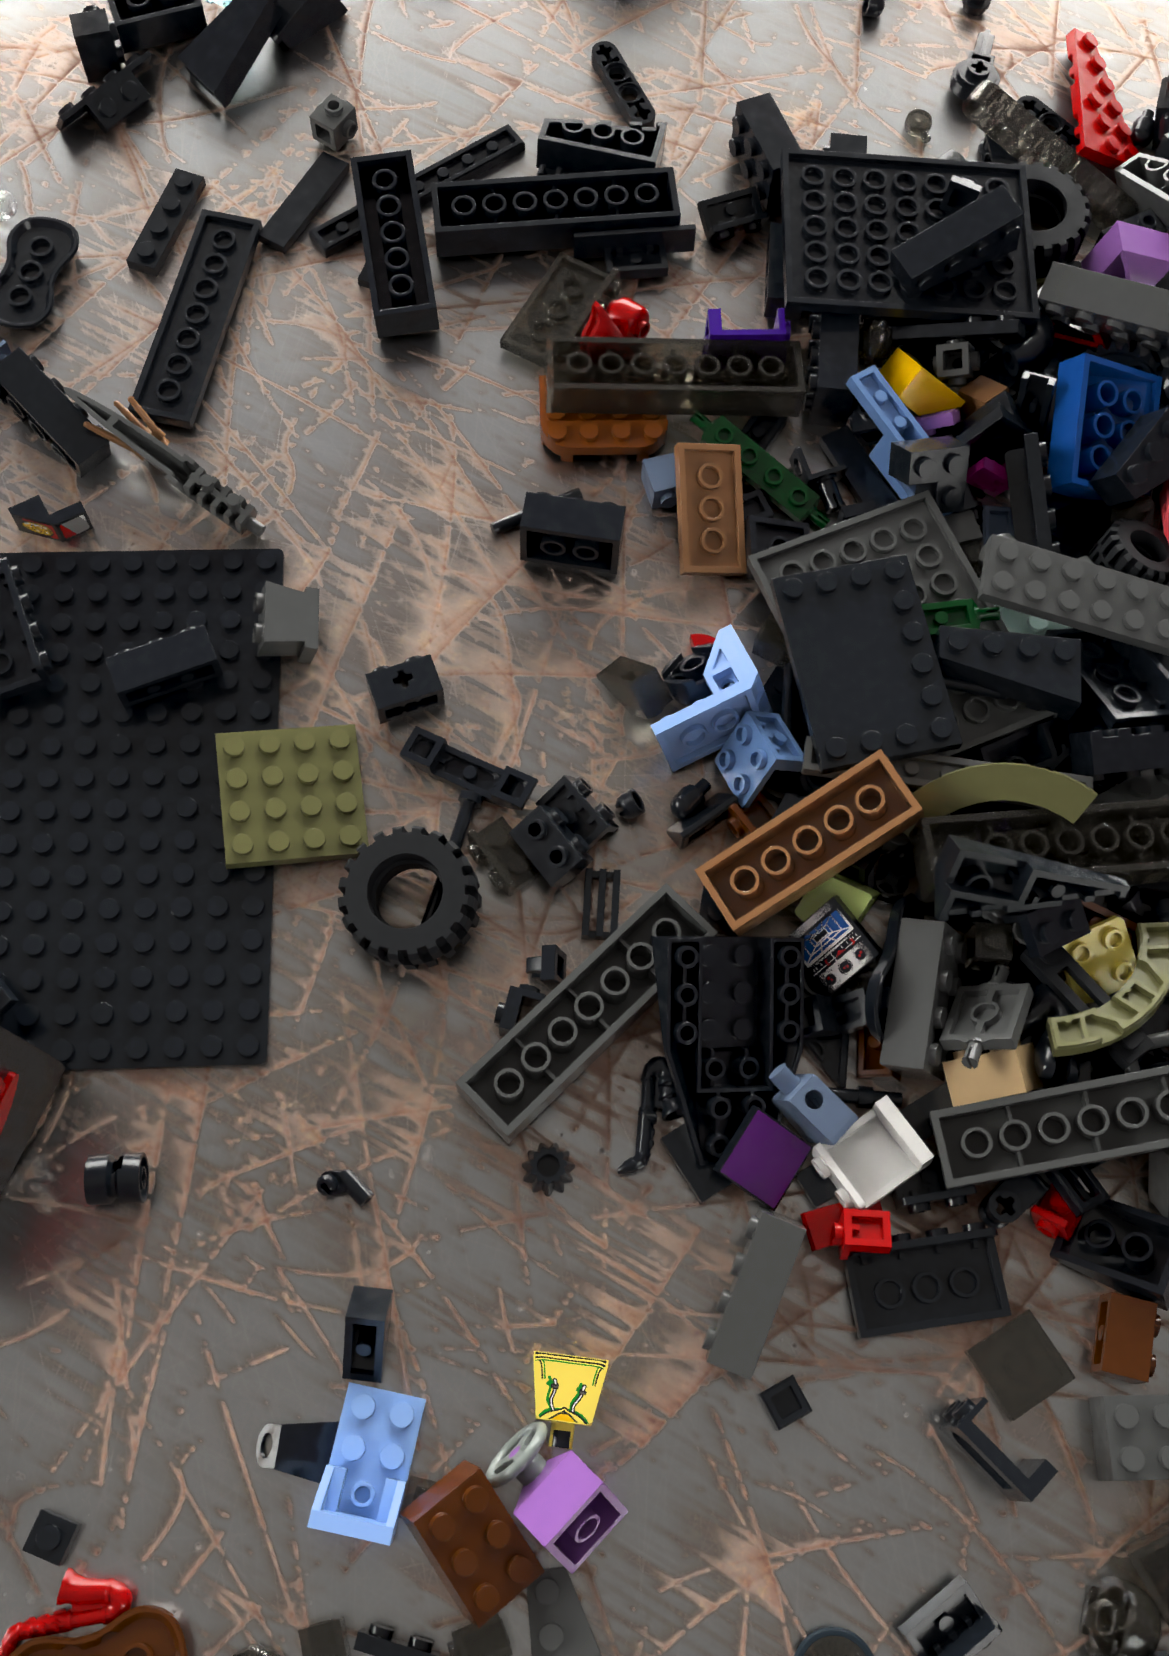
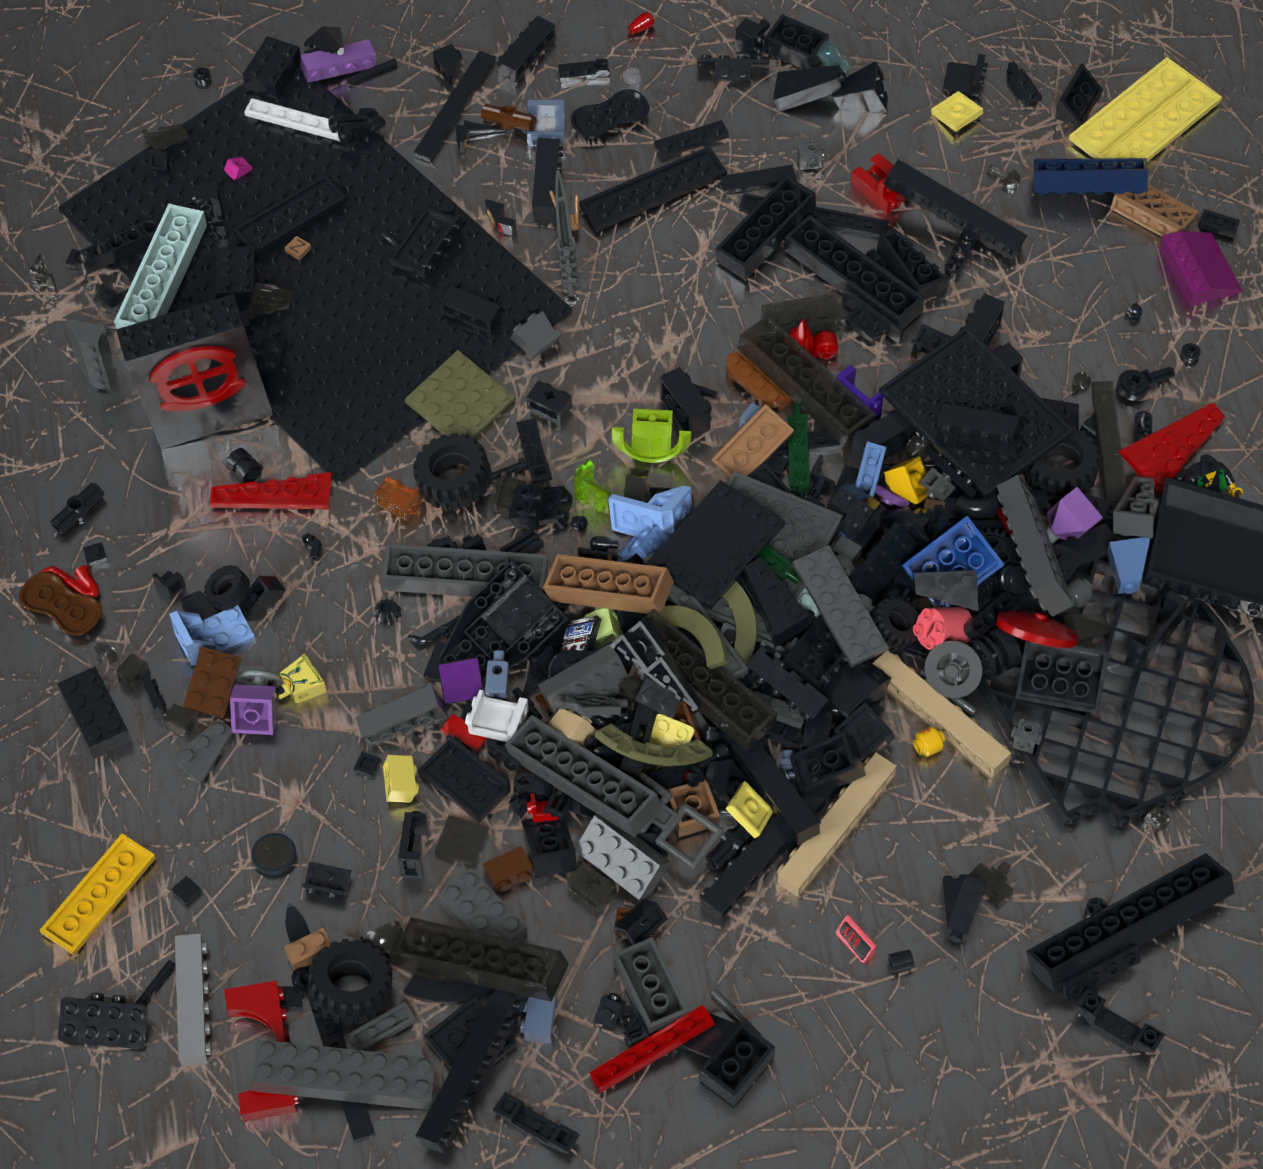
camera: 55 degrees right, 10 degrees down
(212, 1457) = (169, 583): none -> black panel
(226, 1145) = (293, 493): none -> red wing
(284, 1388) = (234, 595): none -> black tyre
(380, 1004) = (398, 499): none -> clear orange brick
(452, 84) = (874, 190): none -> red brick
(576, 41) = (955, 209): none -> black brick
(581, 613) = (651, 437): none -> lime piece
(598, 754) = (589, 492): none -> clear neon green bracket
(860, 1377) = (400, 778): none -> light yellow brick
(862, 1232) = (459, 731): red bracket -> none
(1009, 726) = (745, 622): none -> olive tile
(1022, 1238) = (518, 805): none -> black plate

